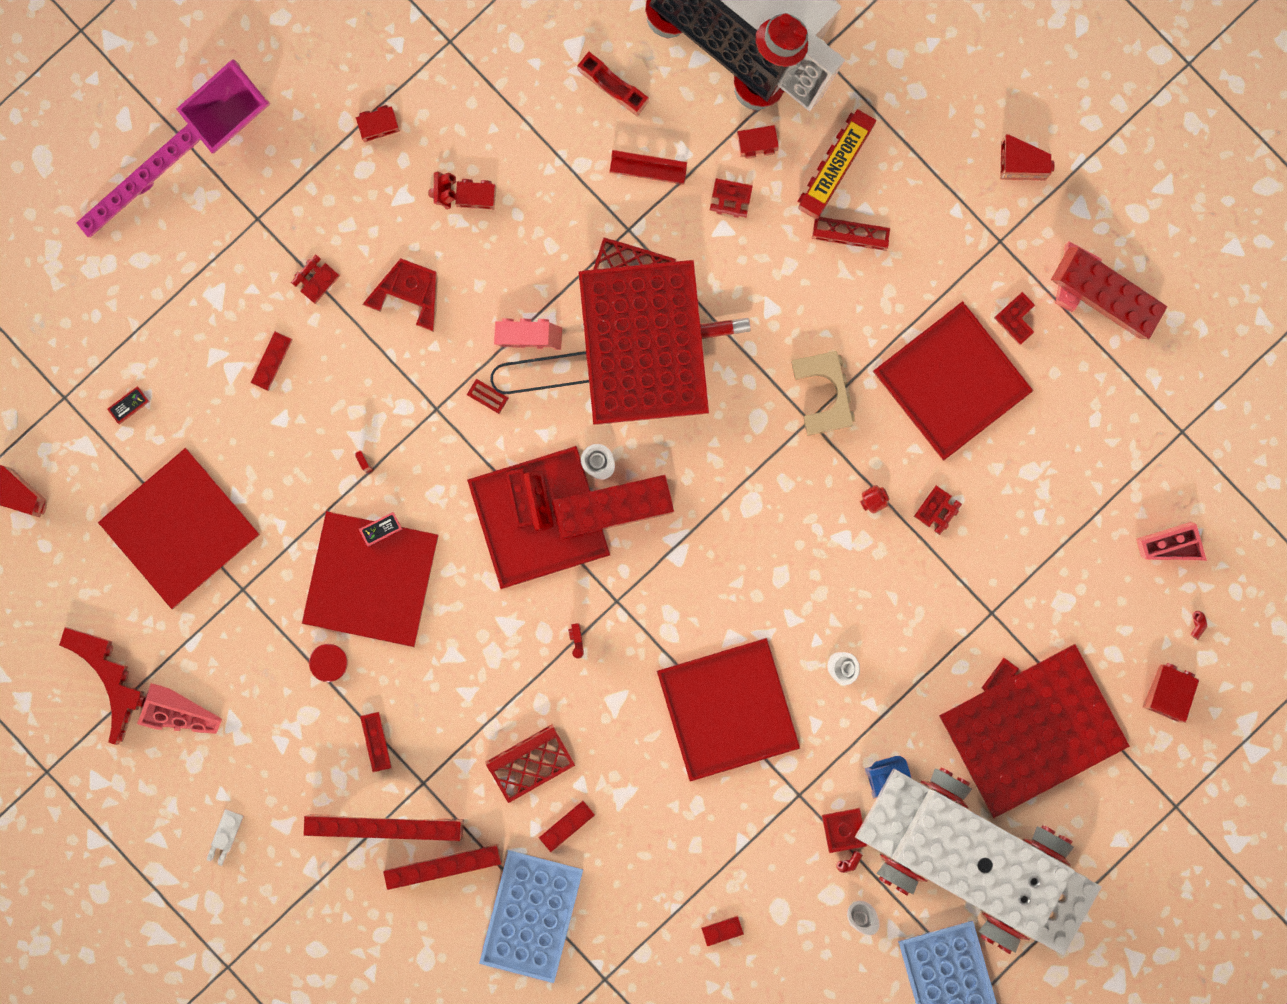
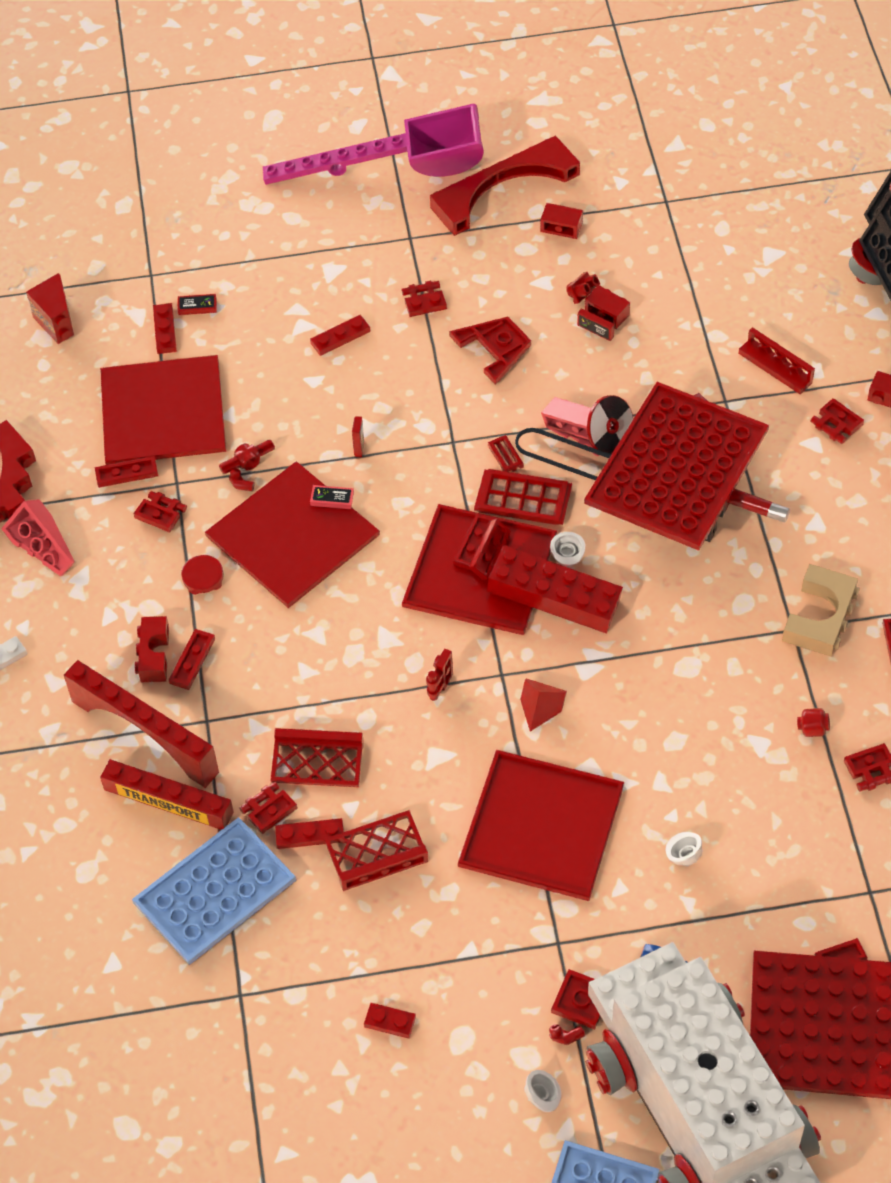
camera: 35 degrees right, 30 degrees down
(119, 446) = (164, 328): none -> red plate
(196, 608) = (126, 471): none -> red plate
(252, 632) = (157, 515): none -> red plate
(283, 532) = (247, 456): none -> red axle
(293, 559) = (238, 482): none -> red arm
(319, 62) = (544, 159): none -> red arch
(328, 741) = (151, 664): none -> red arch
(485, 220) = (595, 324): none -> tile
(528, 429) = (523, 497): none -> red piece
(528, 826) = (270, 812): none -> red plate
(560, 326) = (608, 413): none -> piece
(605, 79) = (778, 273): red arch -> none
(635, 823) = (379, 867): none -> red fence
(663, 610) = (541, 702): none -> red slope

